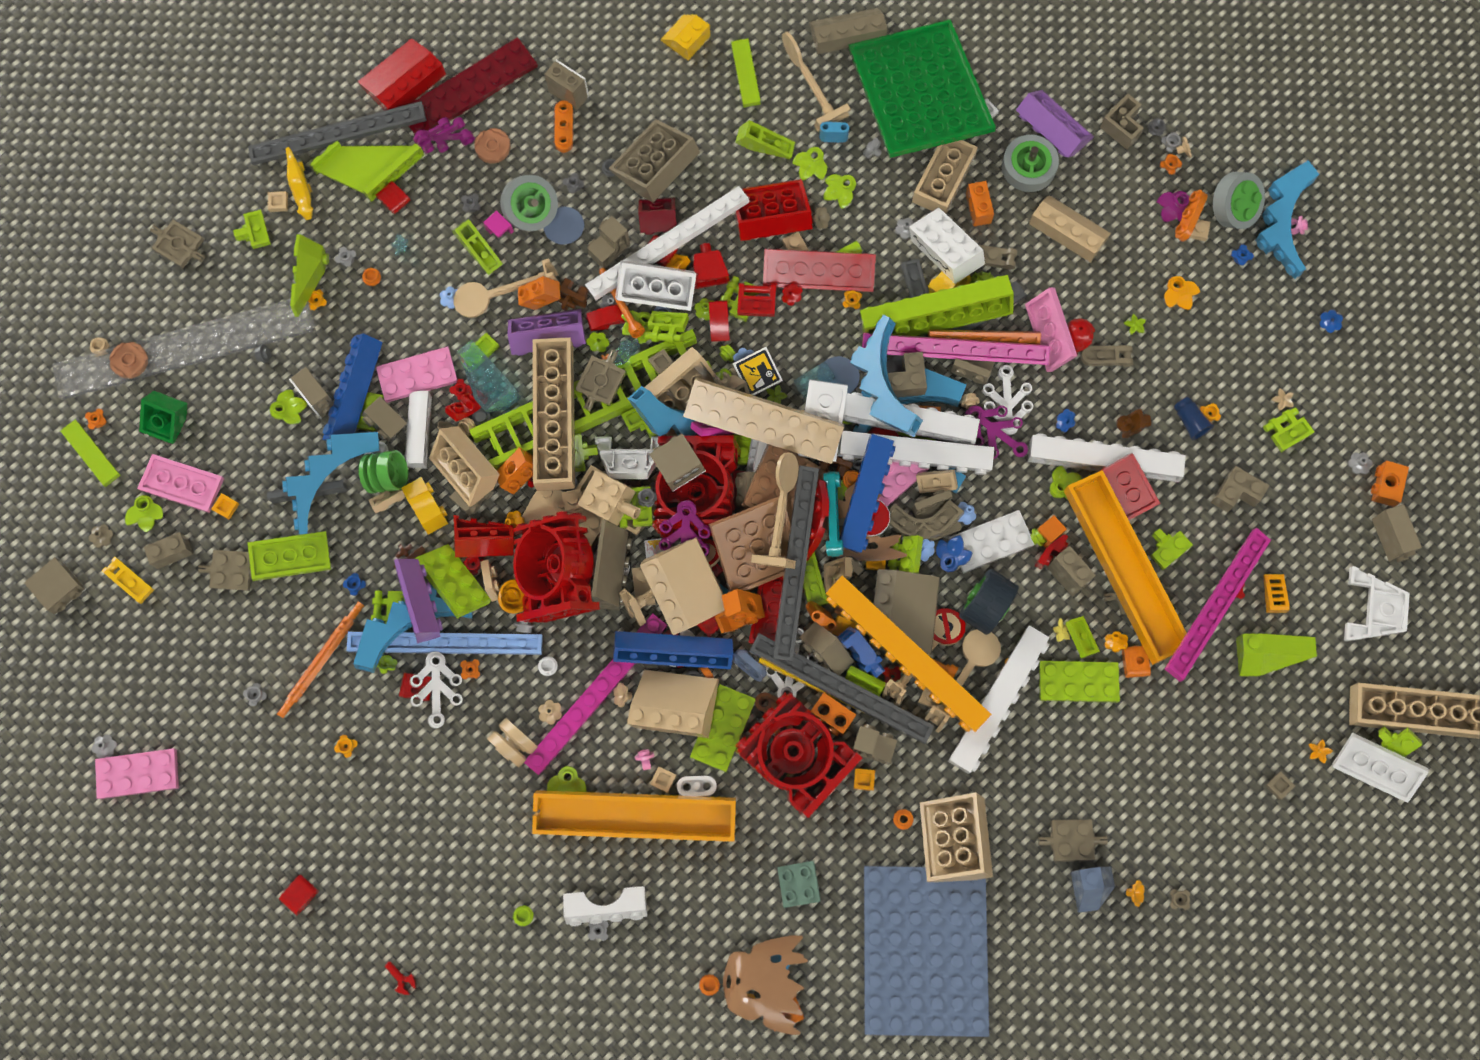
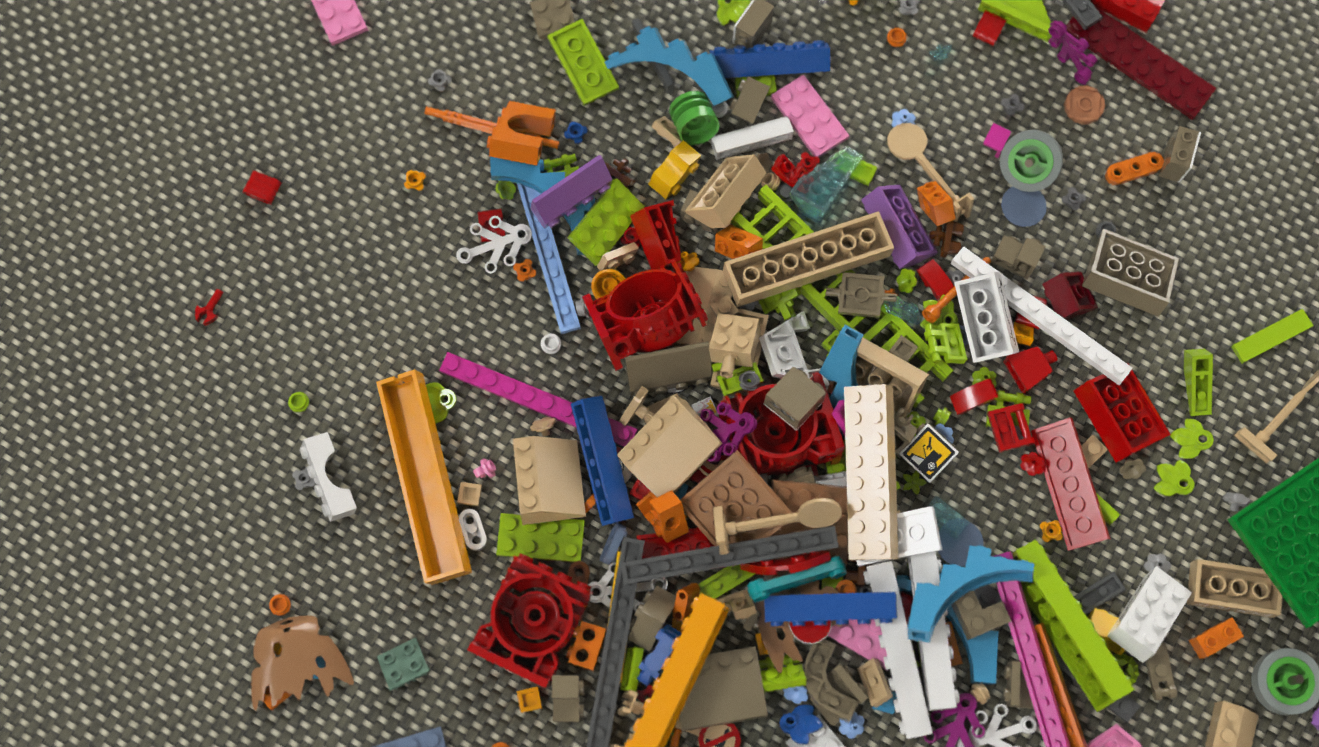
camera: 70 degrees right, 0 degrees up
(350, 641) = (518, 147): none -> orange arch
(477, 246) = (966, 127): lime slope -> none
(513, 741) = (461, 333): tan wheel -> none
(551, 717) = (506, 366): tan plant -> none
(687, 35) = (1290, 260): yellow slope -> none
(834, 132) = (1238, 451): dark azure piece -> none

